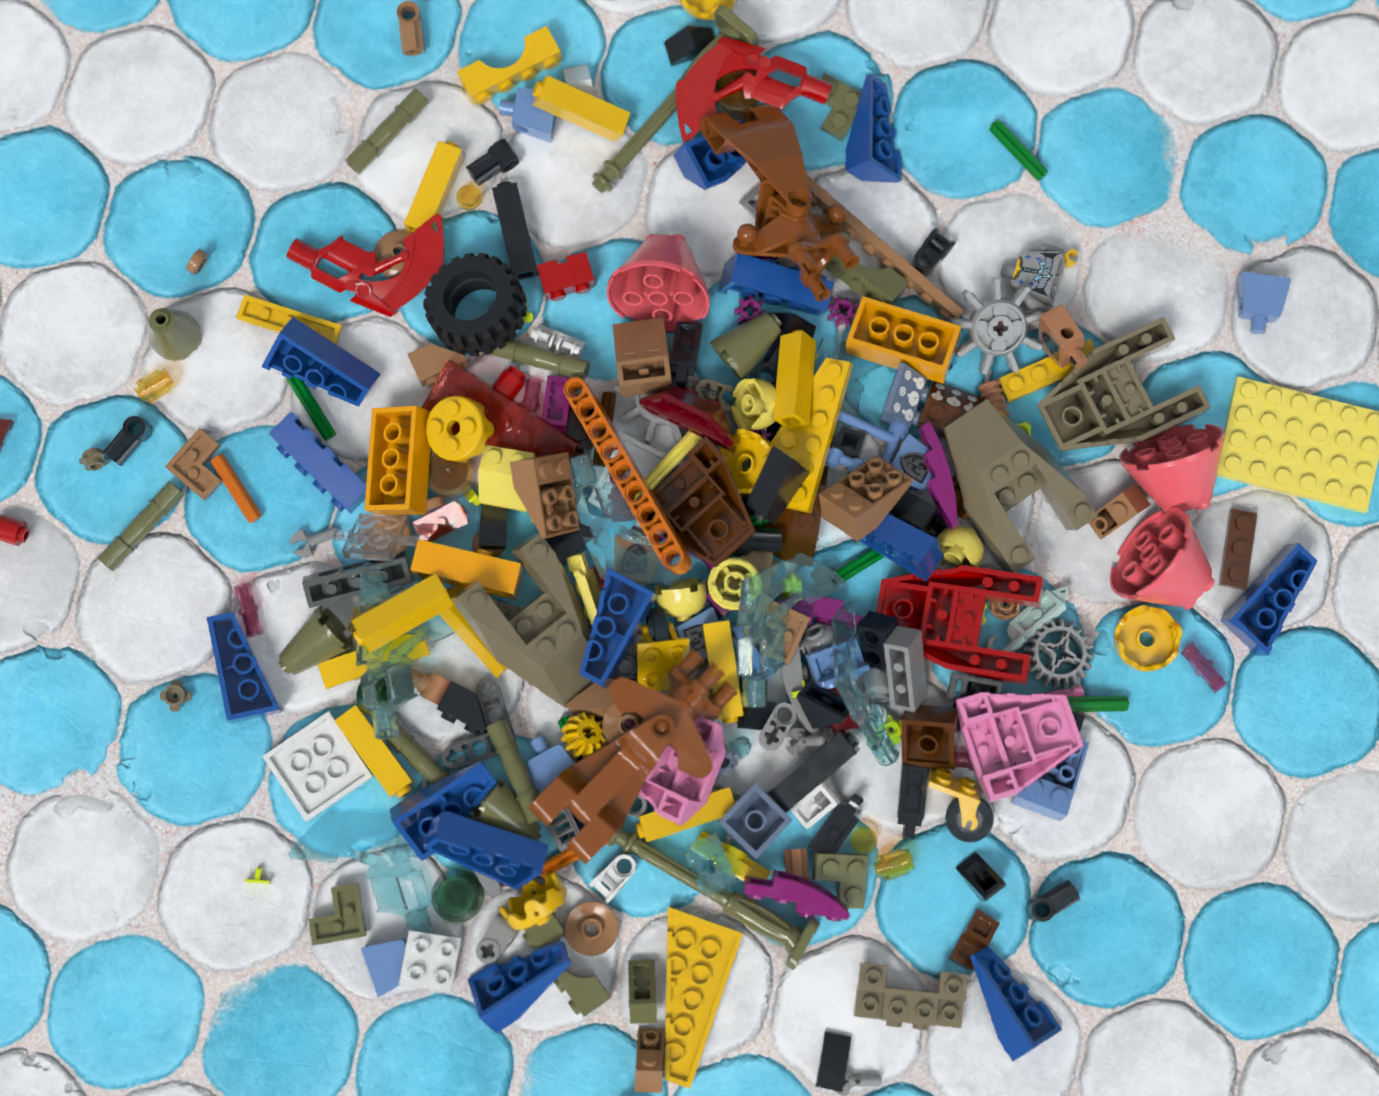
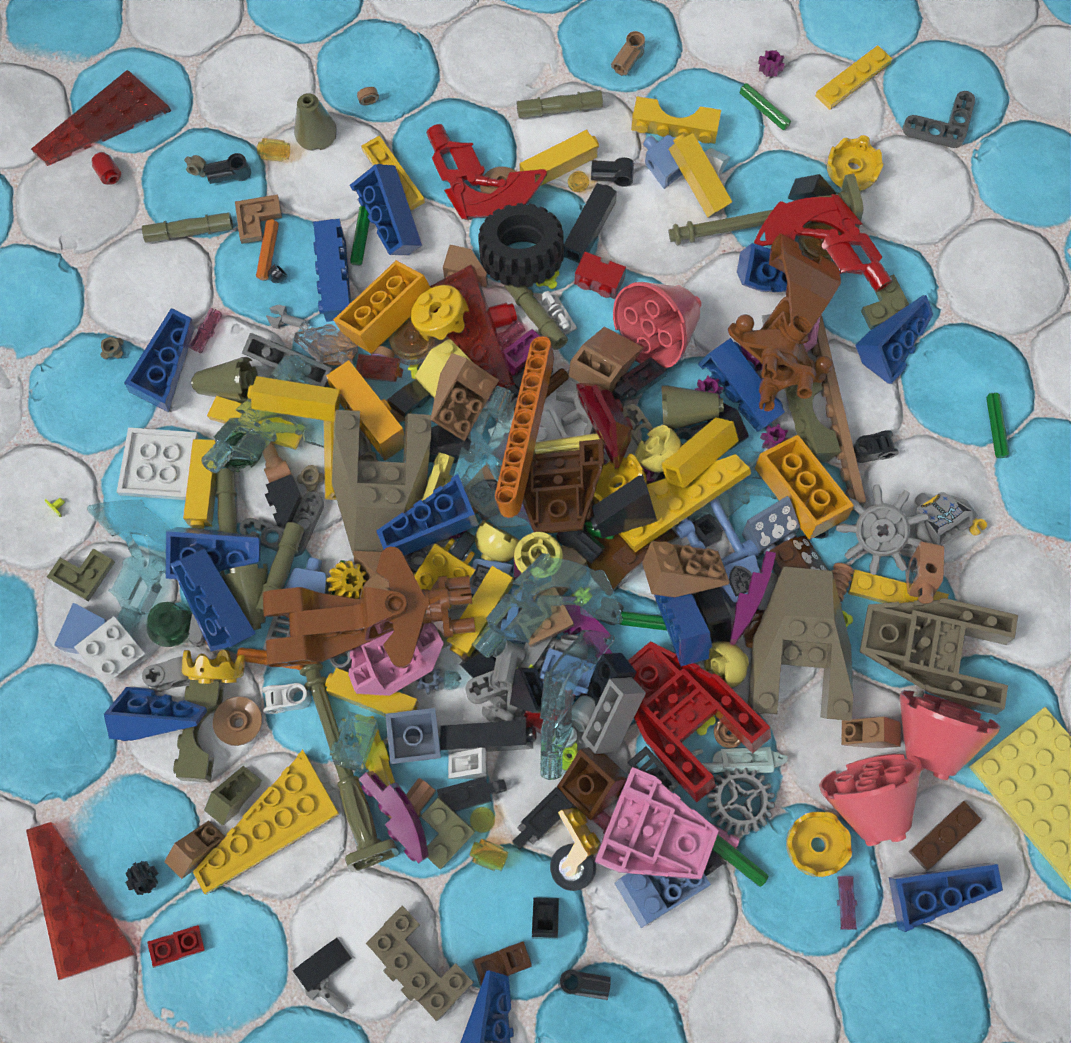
camera: 45 degrees right, 10 degrees down
(267, 503) = (277, 274): none -> black hinge
(460, 663) = (307, 472): none -> dark tan plate
(779, 693) = (508, 658): none -> light grey piece

